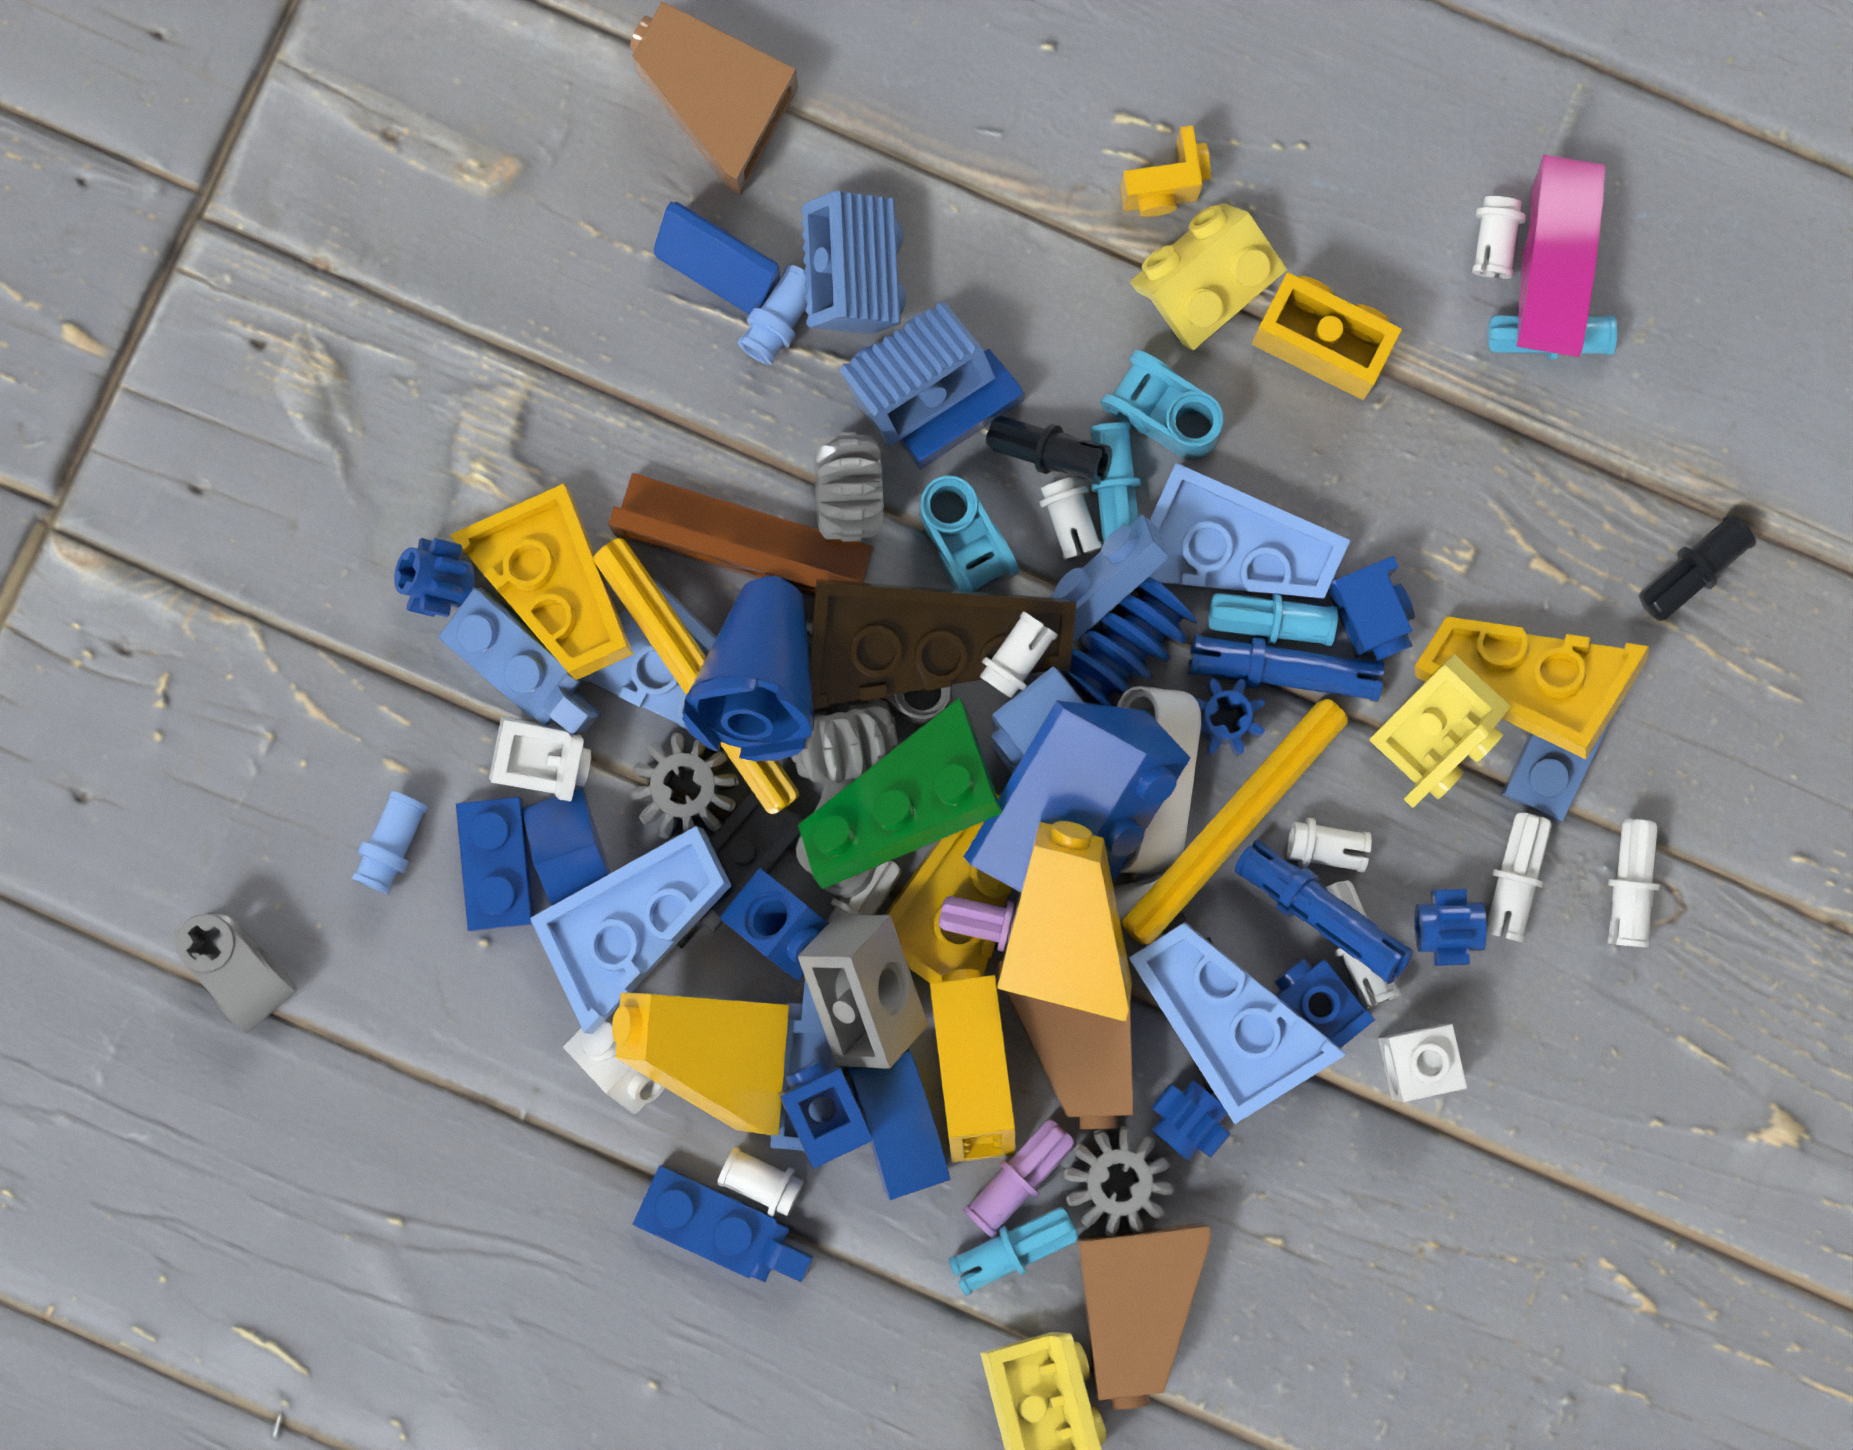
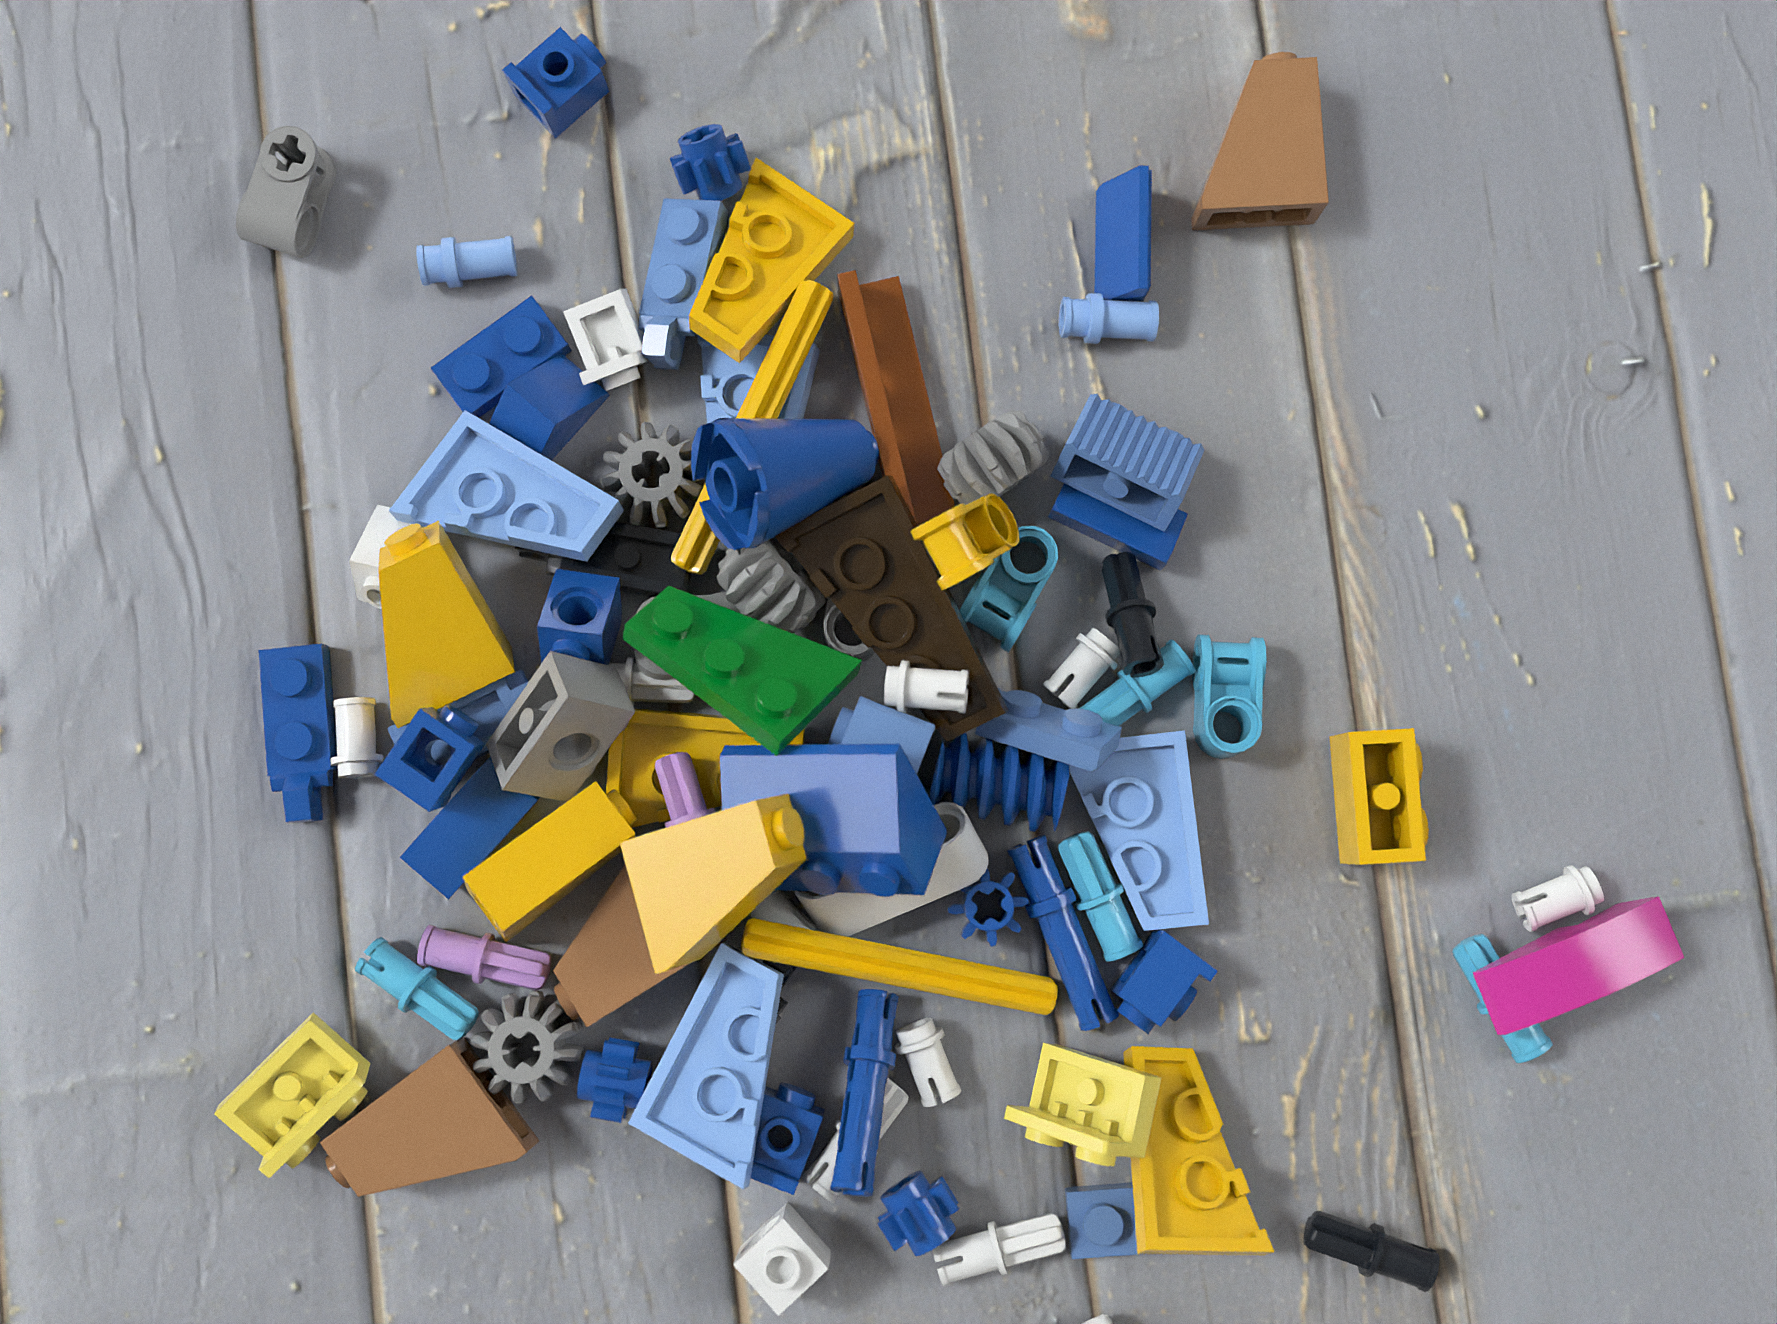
camera: 60 degrees right, 0 degrees up
(290, 683) = (559, 98): none -> blue brick
(852, 263) = (1190, 351): medium blue brick -> none
(911, 546) = (968, 537): none -> yellow piece
(1160, 188) = (1420, 578): yellow bracket -> none
(1209, 273) = (1369, 663): light yellow bracket -> none

